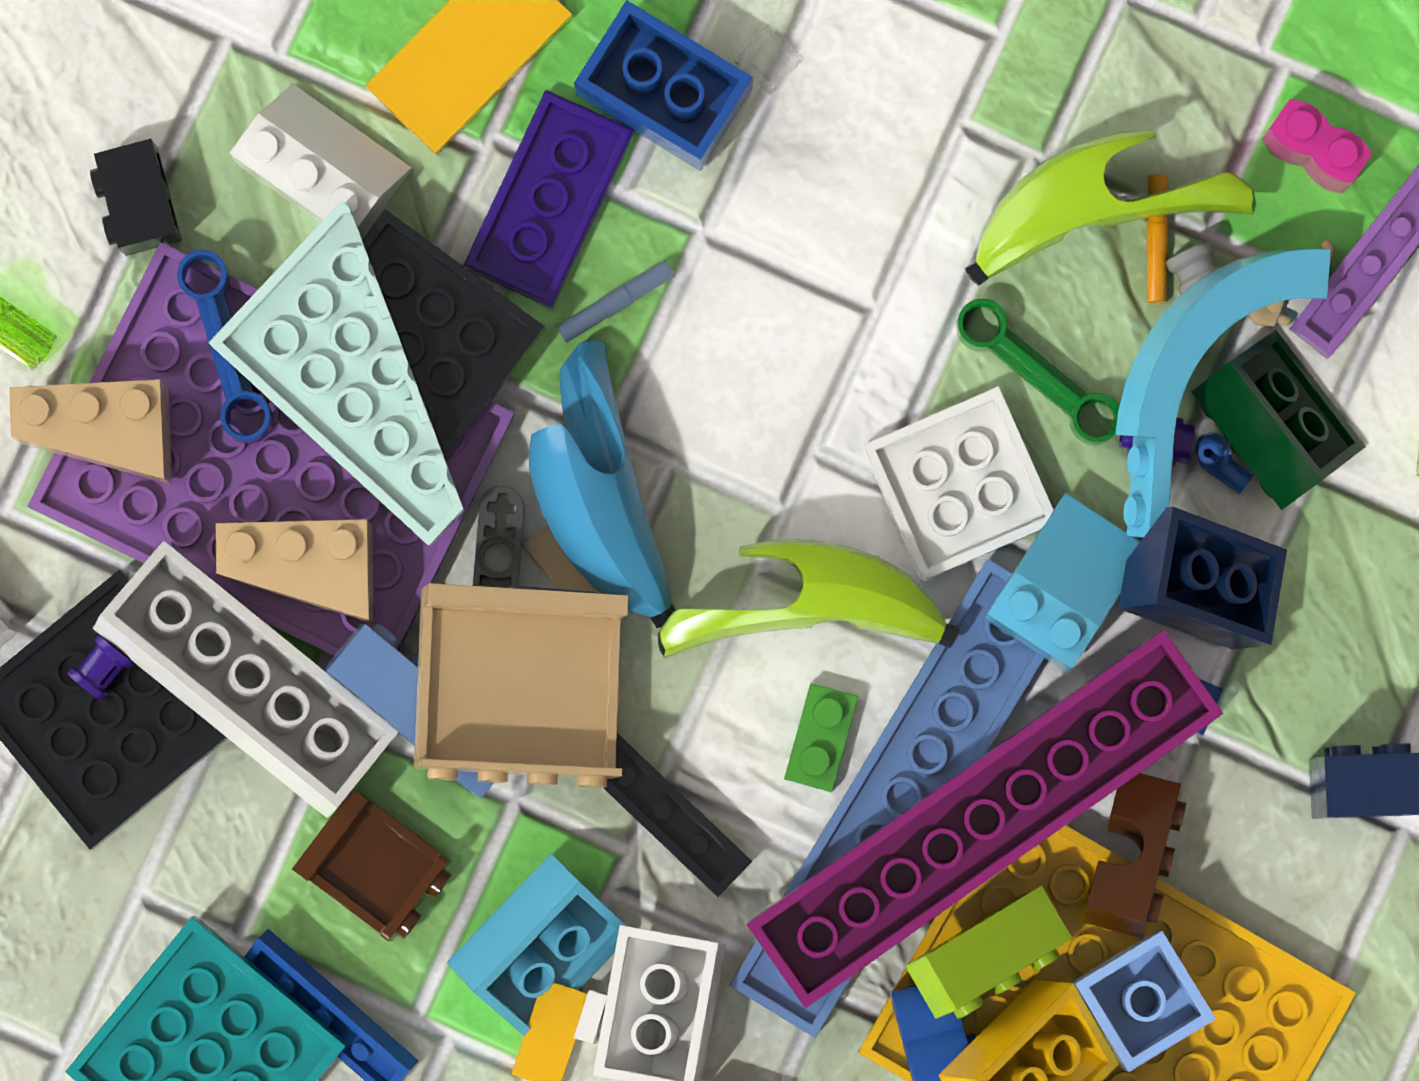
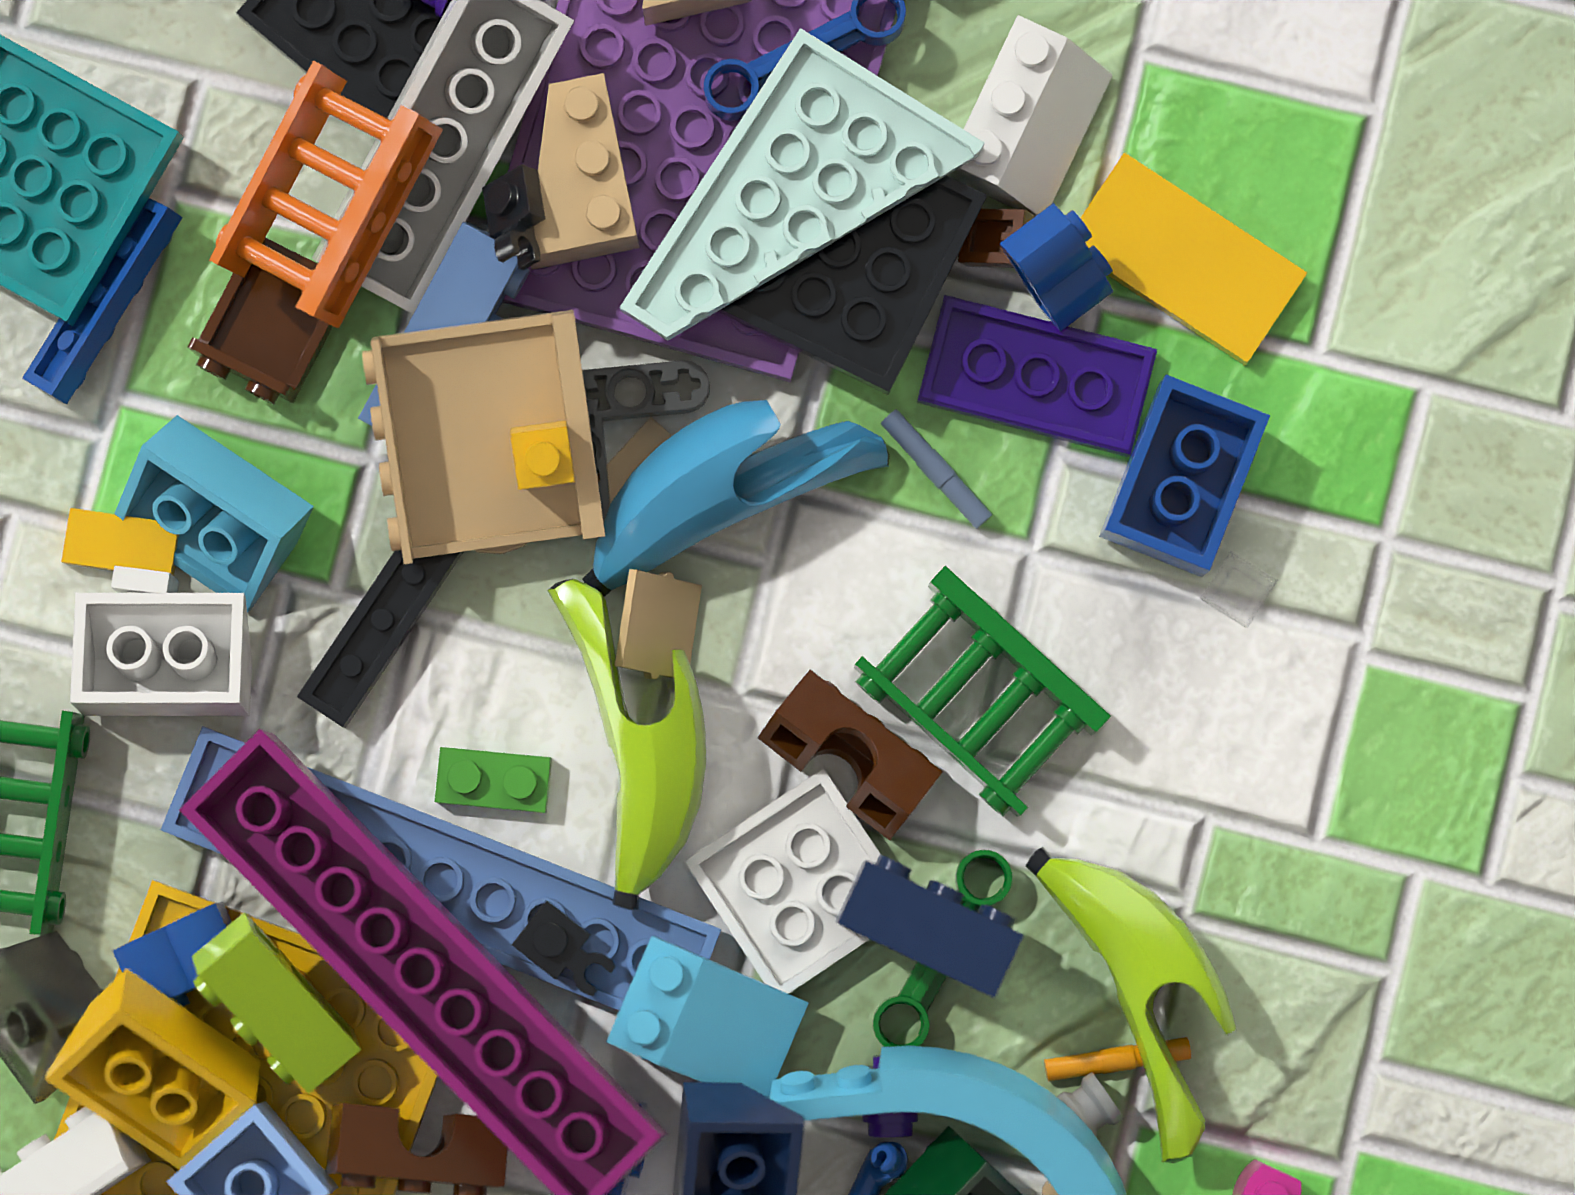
camera: 80 degrees right, 0 degrees up
(286, 738) = (367, 220): none -> orange fence
(325, 625) = (512, 210): none -> black plate
(426, 201) = (989, 230): none -> reddish brown bracket
(459, 158) = (1058, 265): none -> blue brick
(547, 636) = (542, 455): none -> yellow brick
(710, 567) = (655, 620): none -> tan piece
(814, 249) = (992, 638): none -> green fence
(877, 388) = (824, 721): none -> reddish brown arch
(977, 703) = (556, 944): none -> black plate
(1018, 372) = (930, 925): none -> dark blue brick

